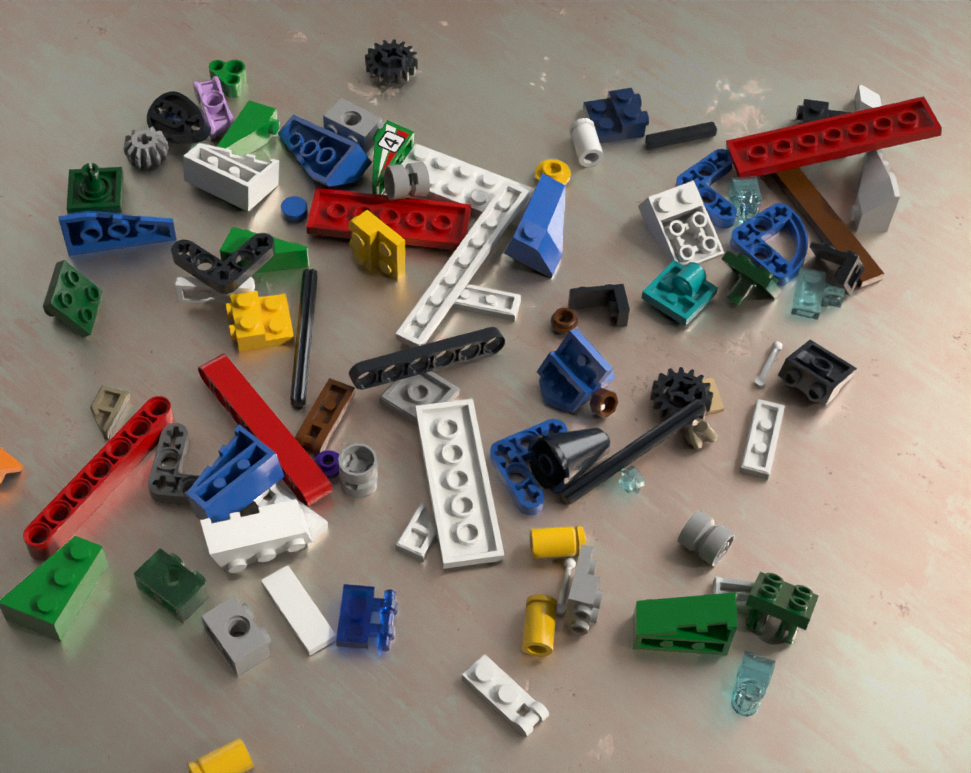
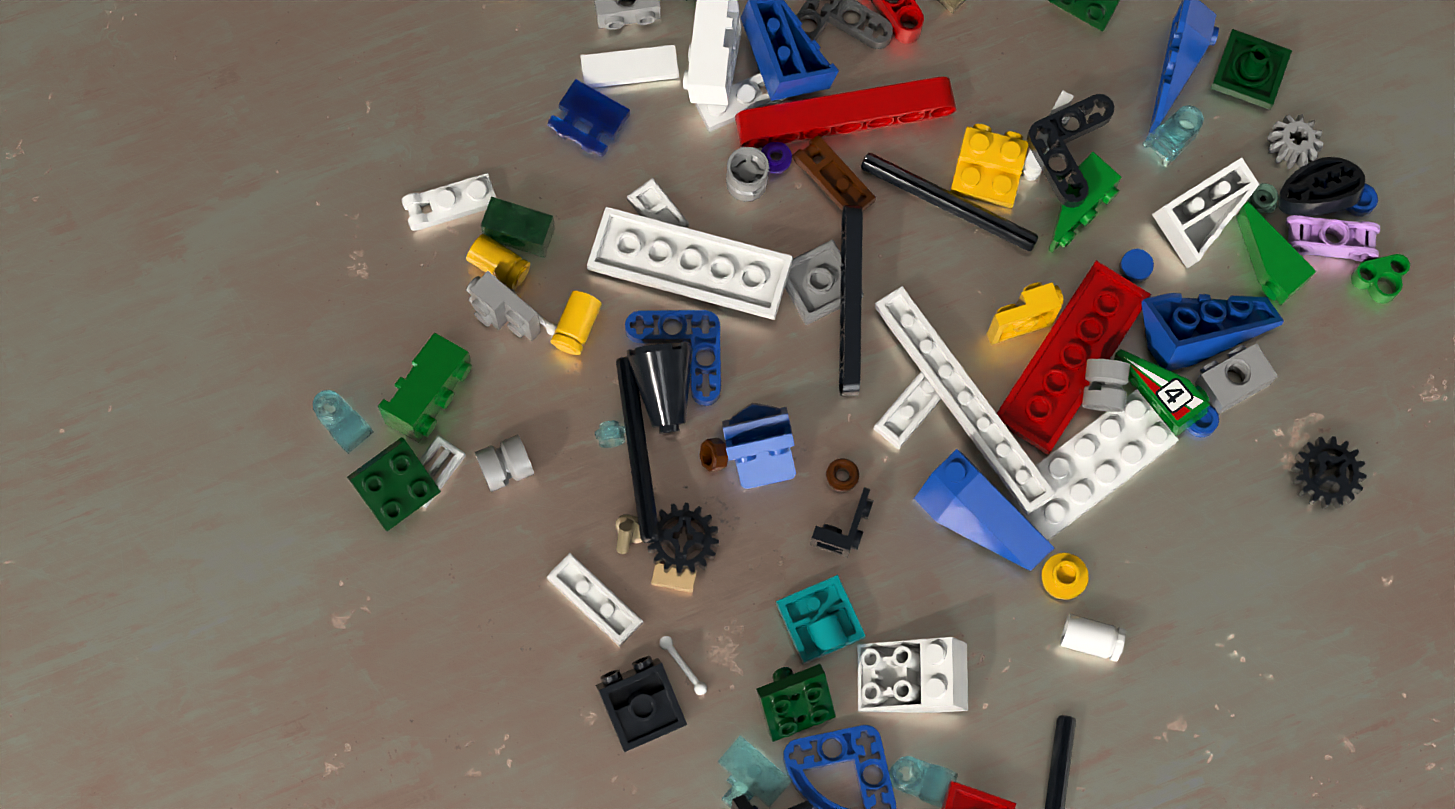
camera: 115 degrees right, 20 degrees up
(169, 207) = (1171, 138): none -> clear light blue piece
(501, 622) = (518, 226): none -> clear green brick
(617, 116) = (1124, 701): dark blue plate -> none
(720, 210) = (962, 736): blue beam -> none

